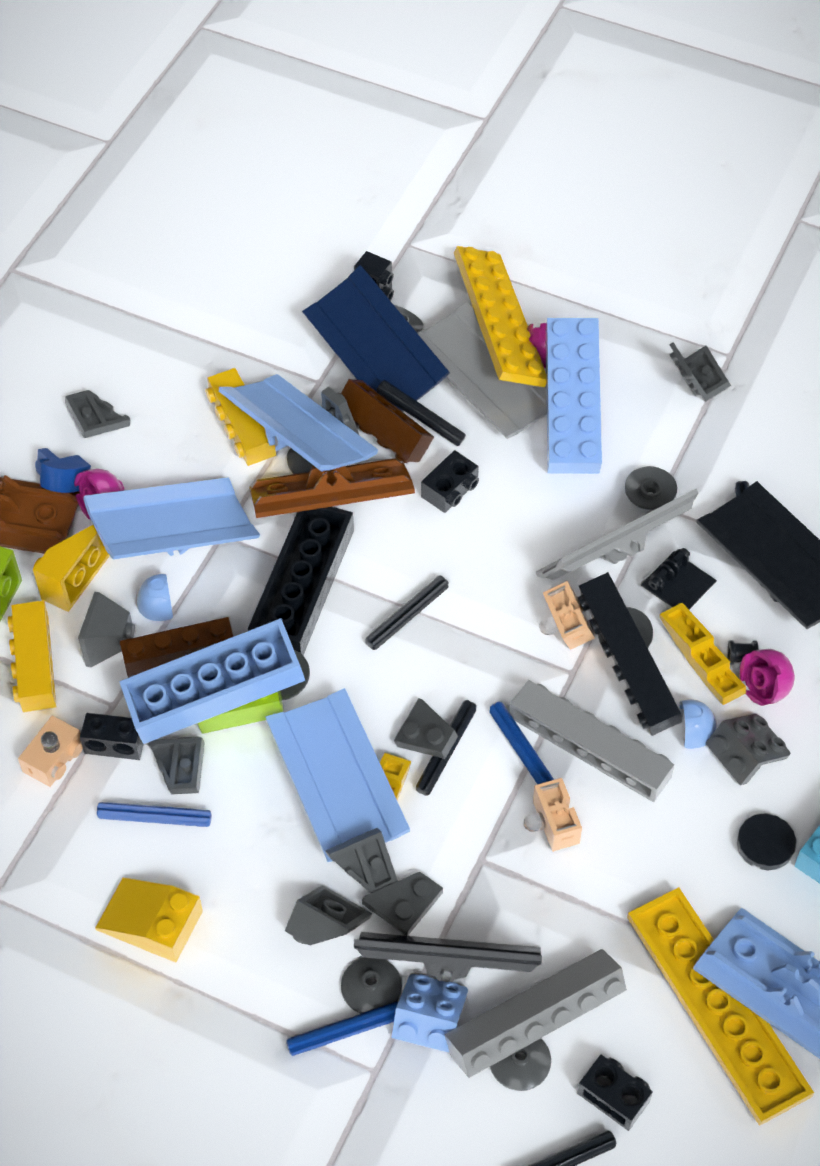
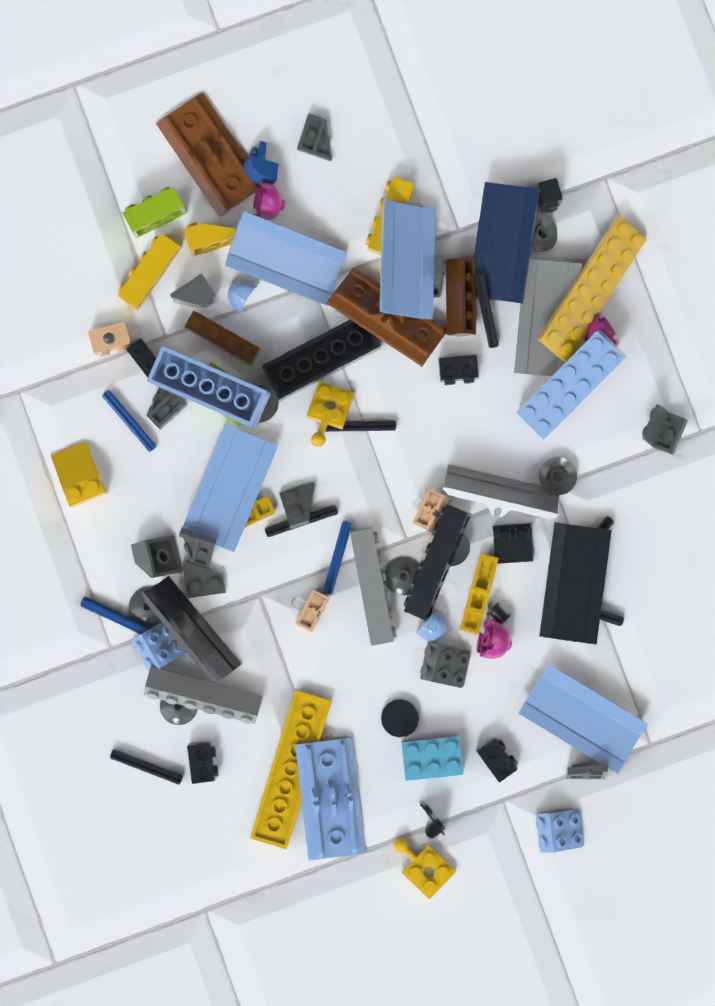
camera: 45 degrees right, 30 degrees up
(353, 629) = (333, 417): none -> yellow plate
(619, 714) = (393, 572): none -> dark grey dish

